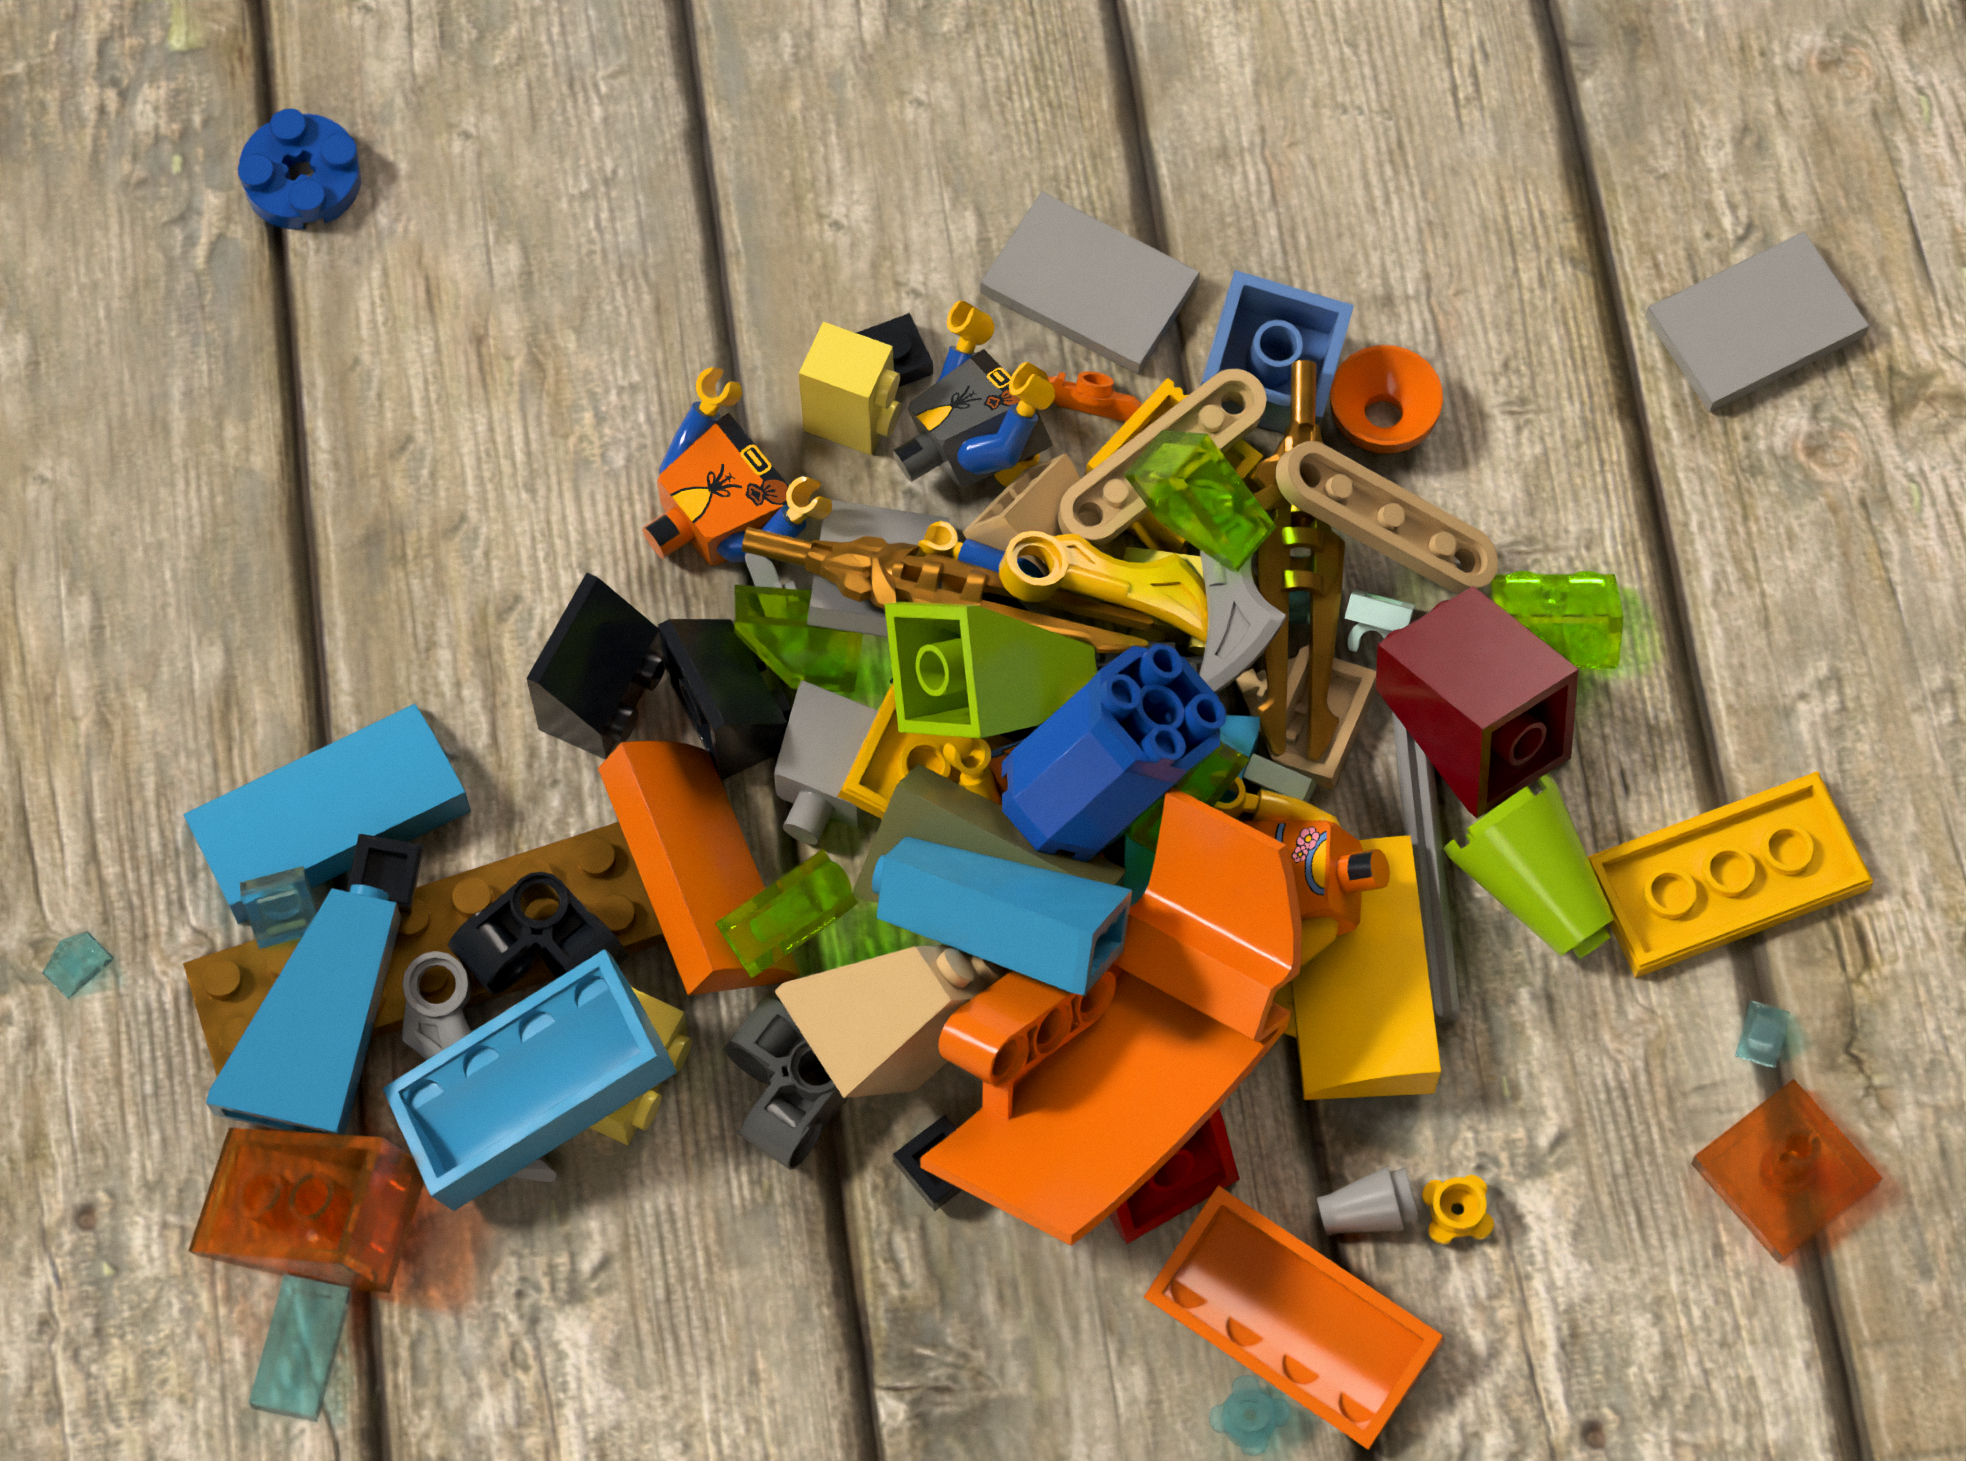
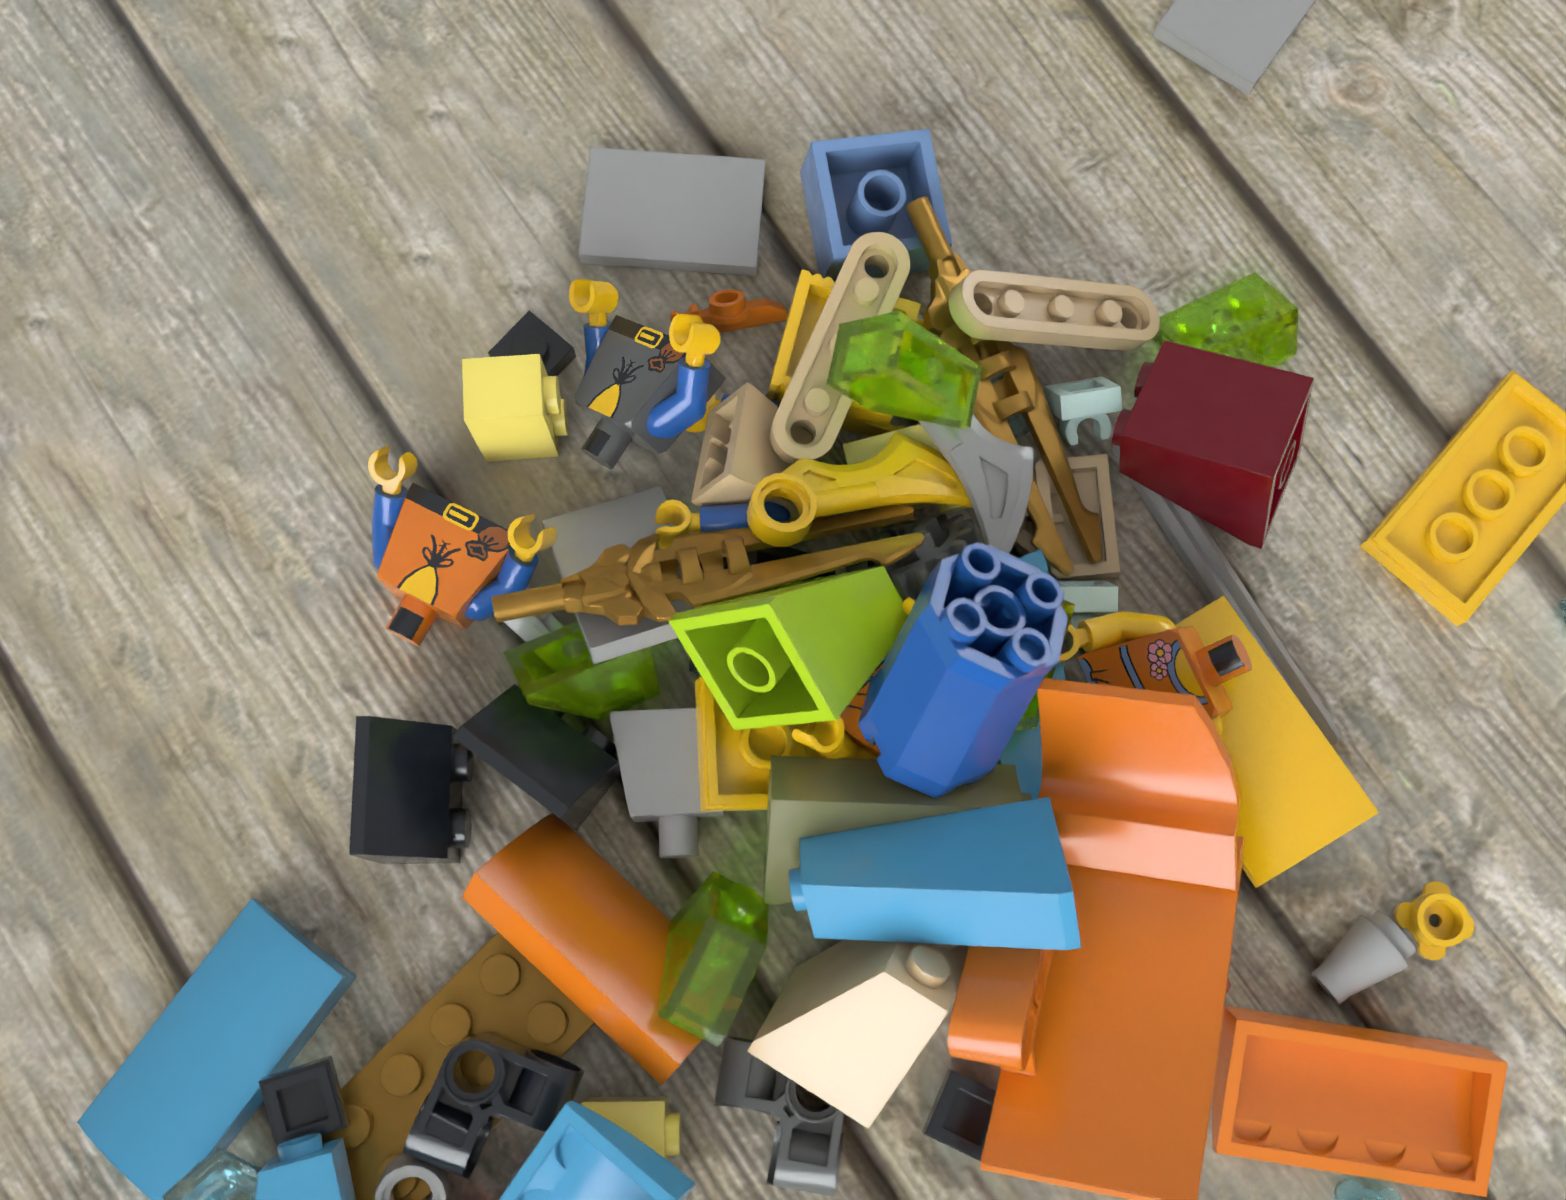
camera: 30 degrees left, 10 degrees up
(1389, 376) = (997, 182): orange piece -> none
(1538, 869) = (1341, 570): lime cone -> none

